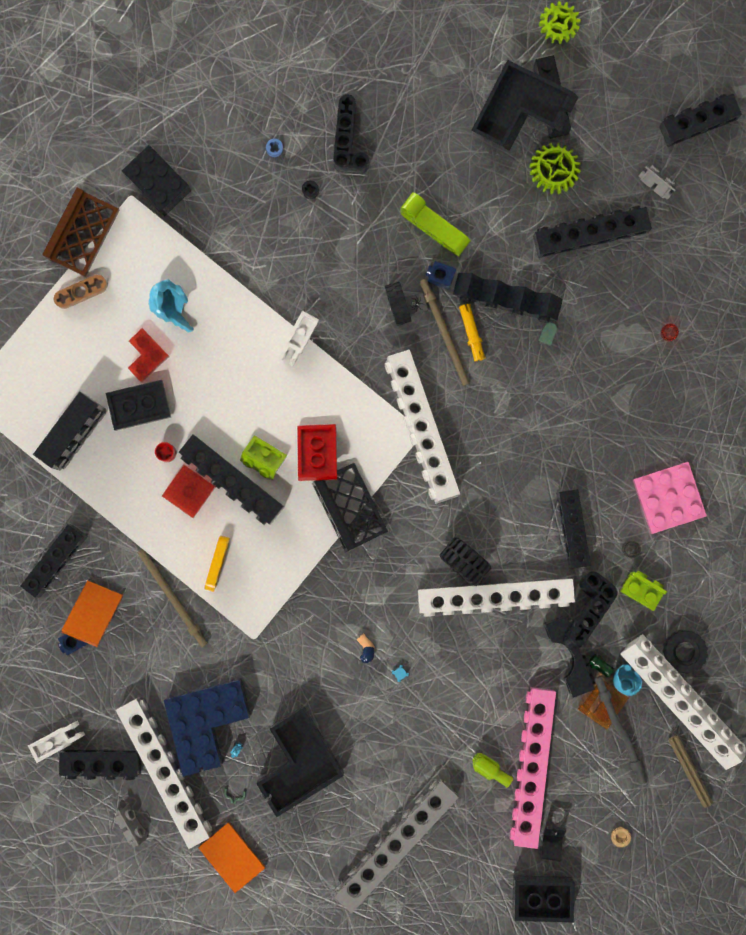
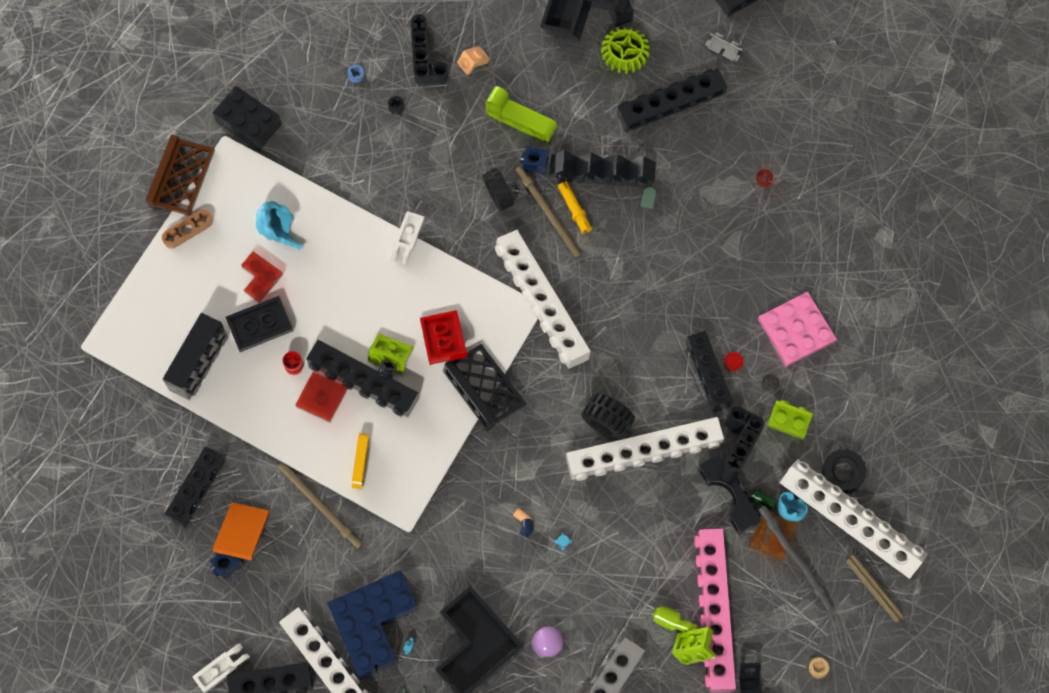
camera: 10 degrees left, 15 degrees down
(252, 480) = (387, 369): none -> black bush
(368, 768) = (547, 642): none -> lavender hair
(396, 152) = (472, 58): none -> light nougat bracket
(505, 800) = (693, 646): none -> lime bracket
(600, 520) = (733, 361): none -> red piece

